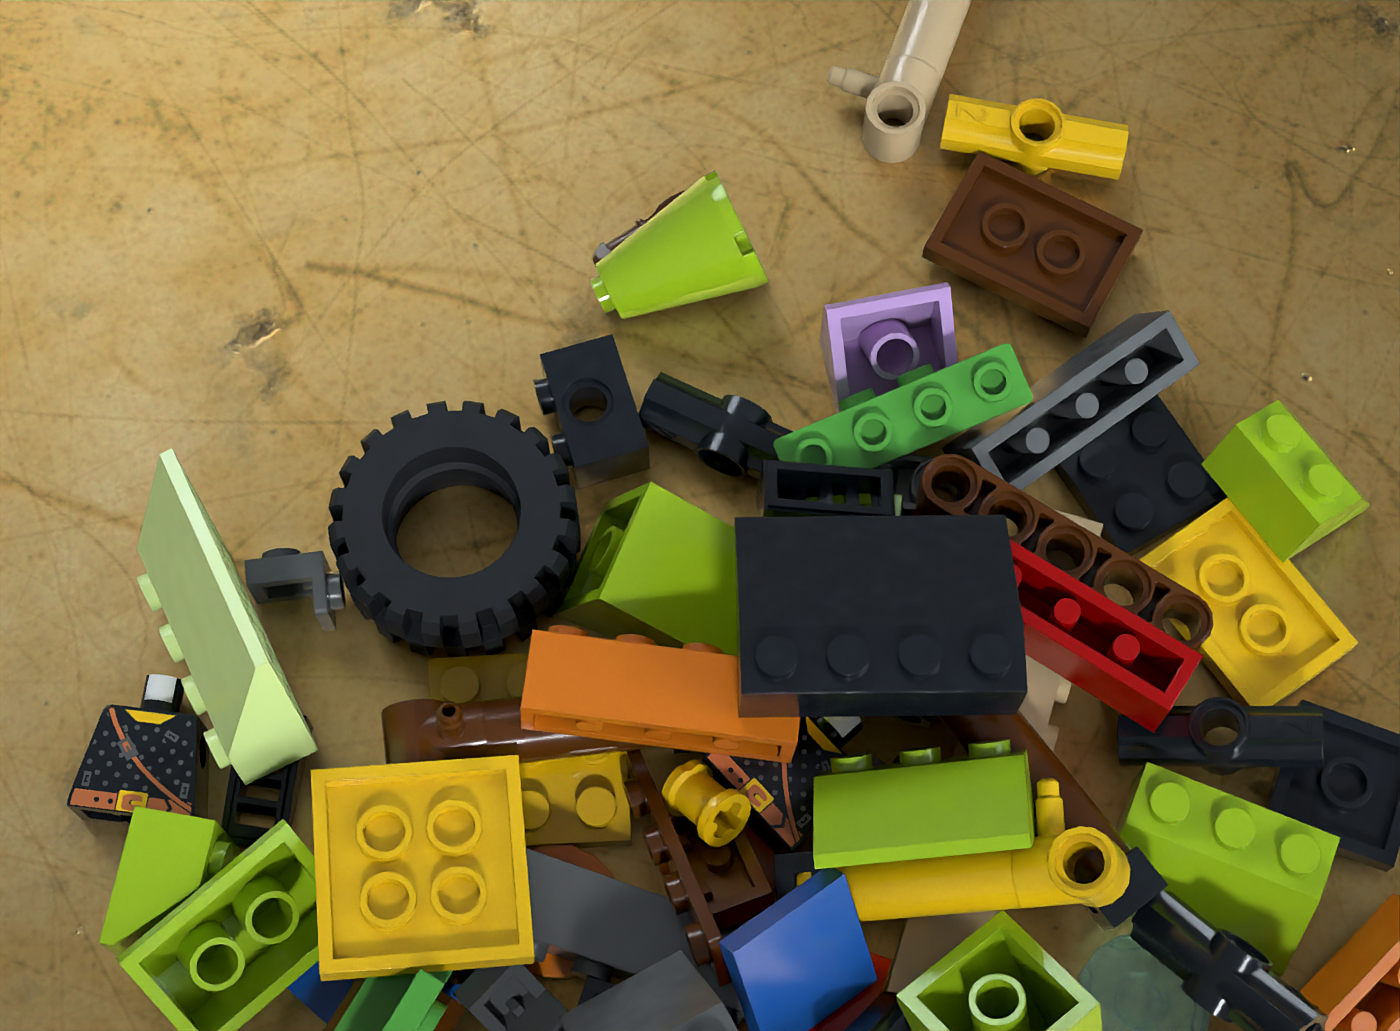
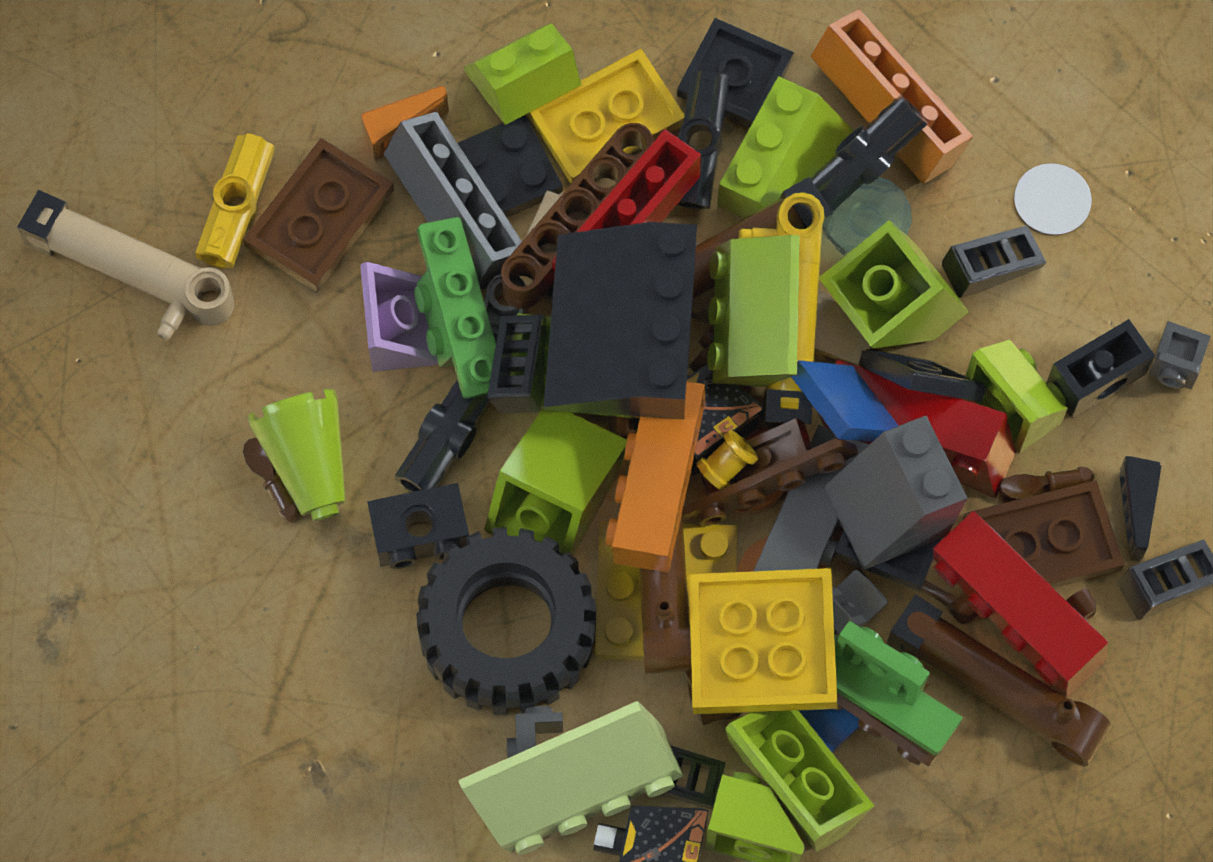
camera: 85 degrees left, 0 degrees up
(1218, 365) = (383, 122): none -> orange slope

